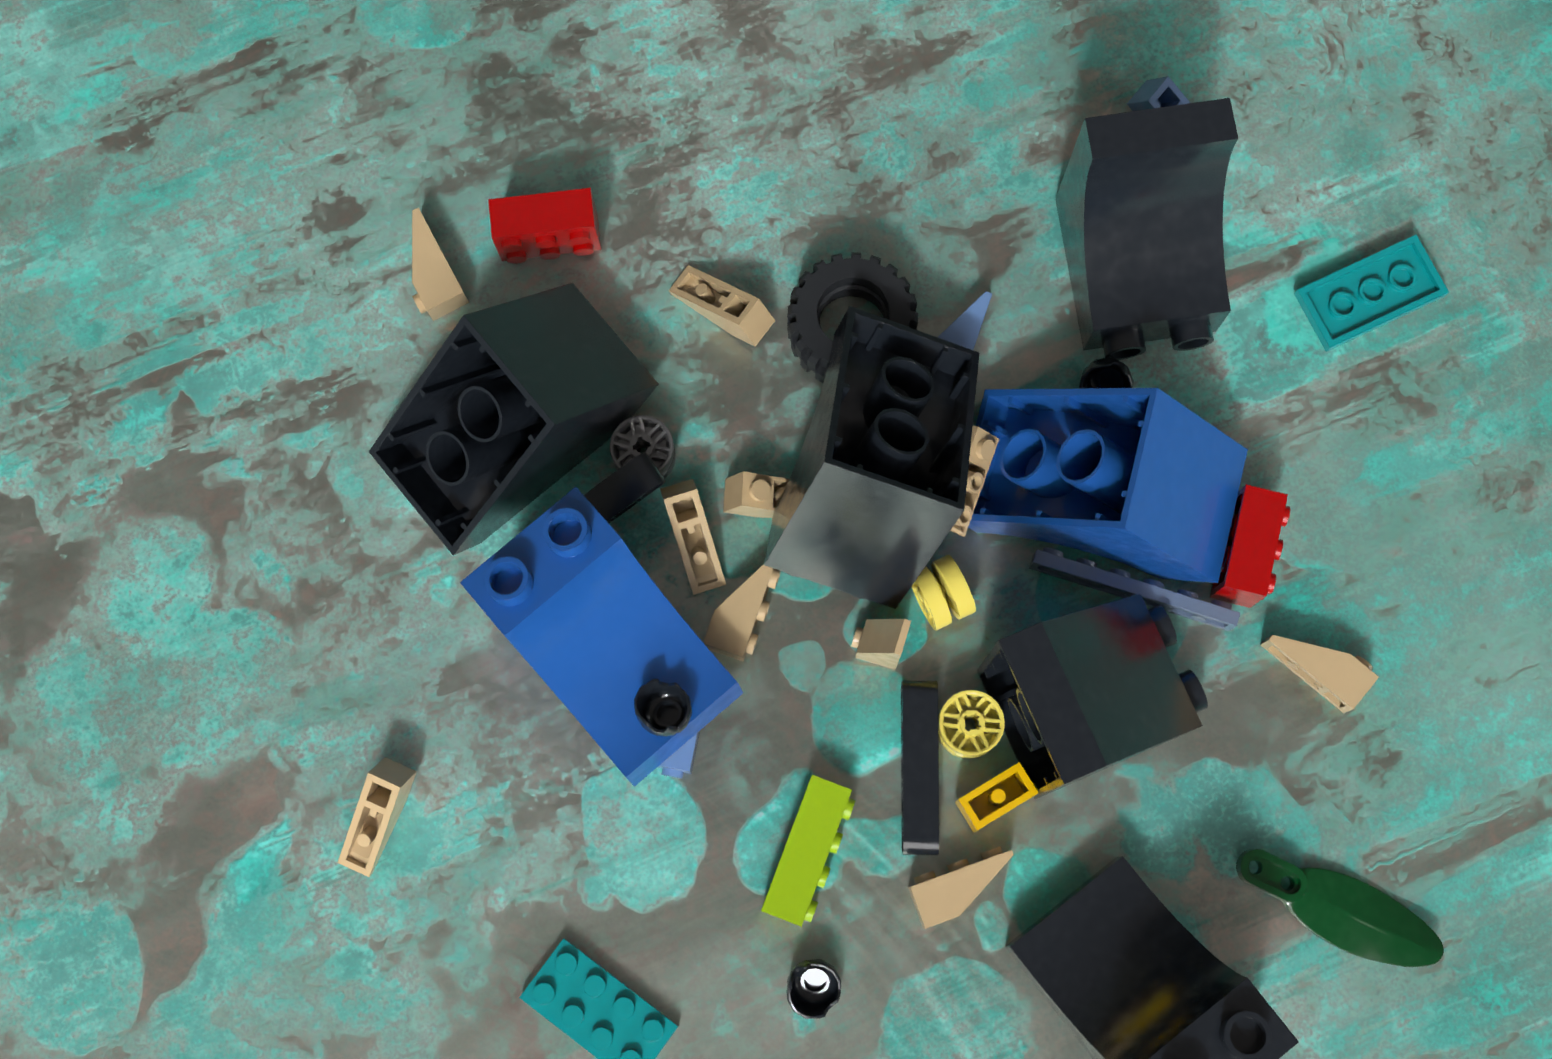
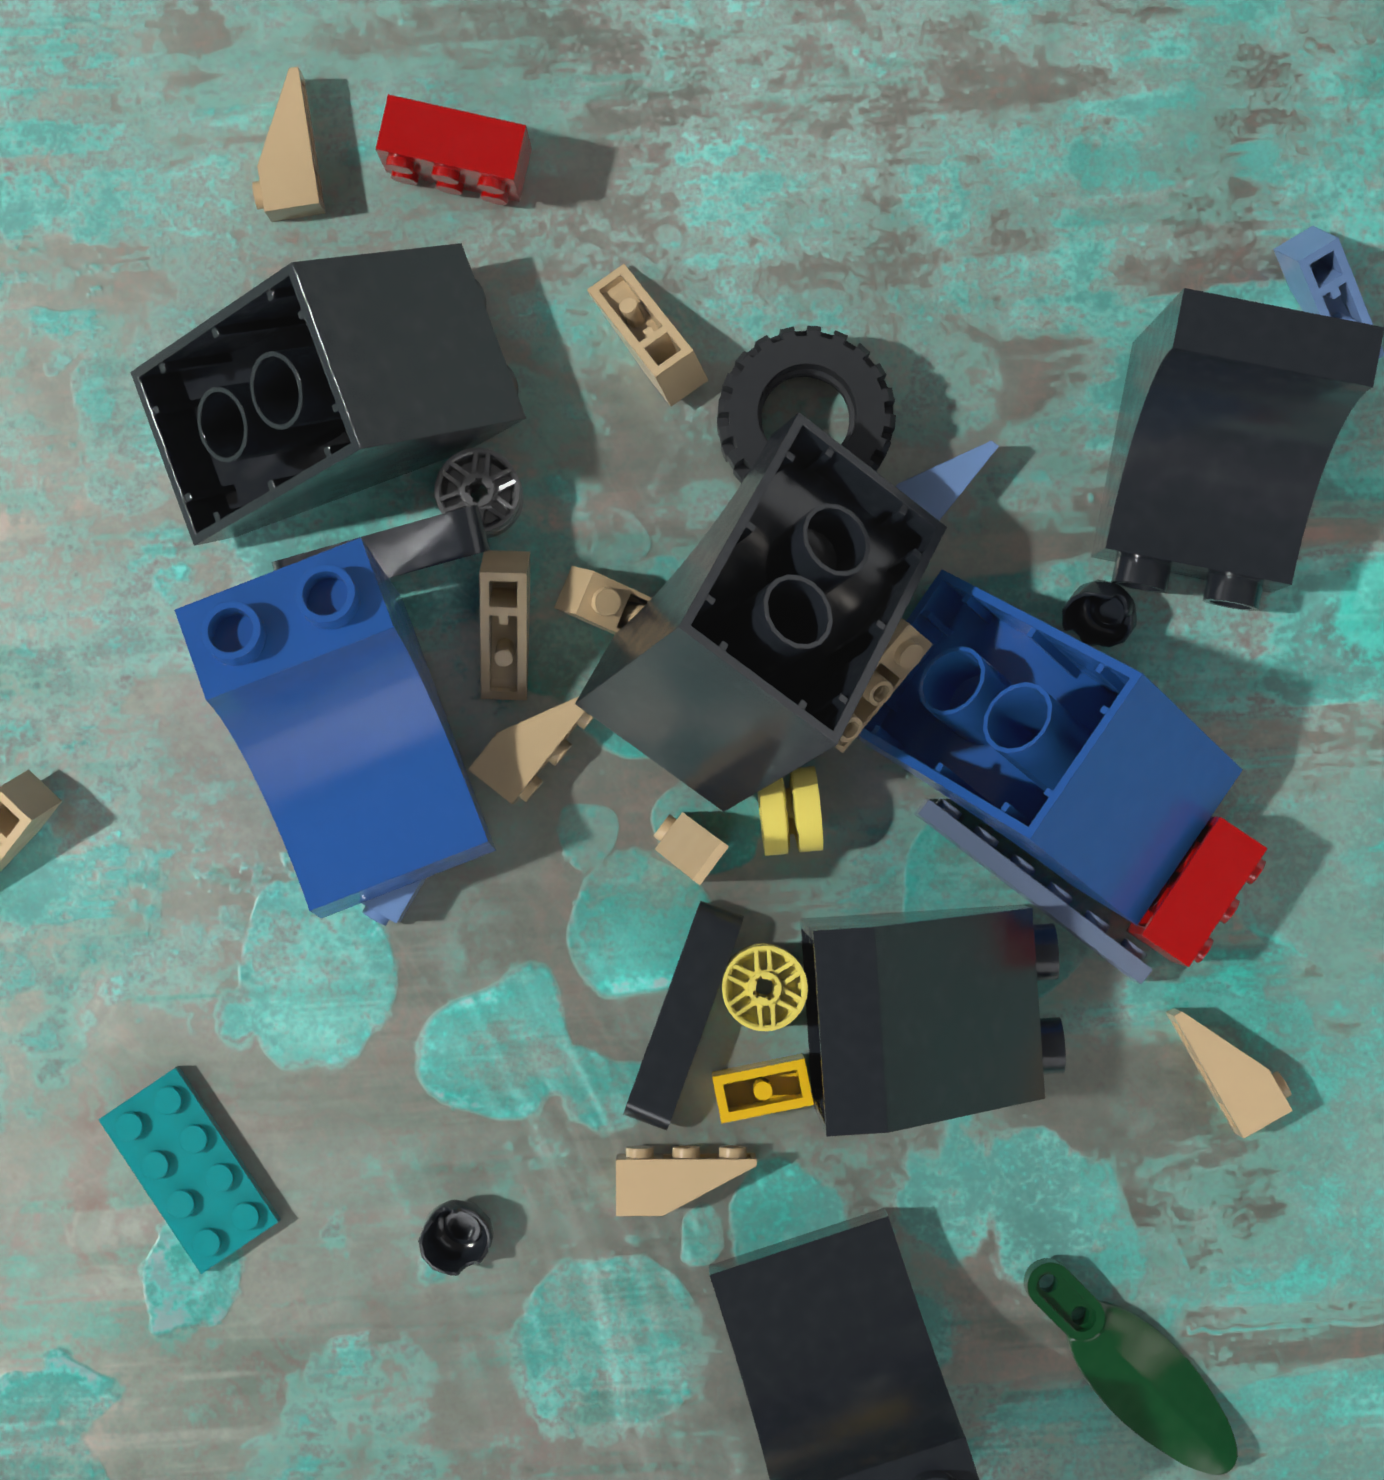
camera: 15 degrees right, 10 degrees up
(662, 708) = (382, 845): black hair -> none
(807, 850) = (507, 1069): lime brick -> none

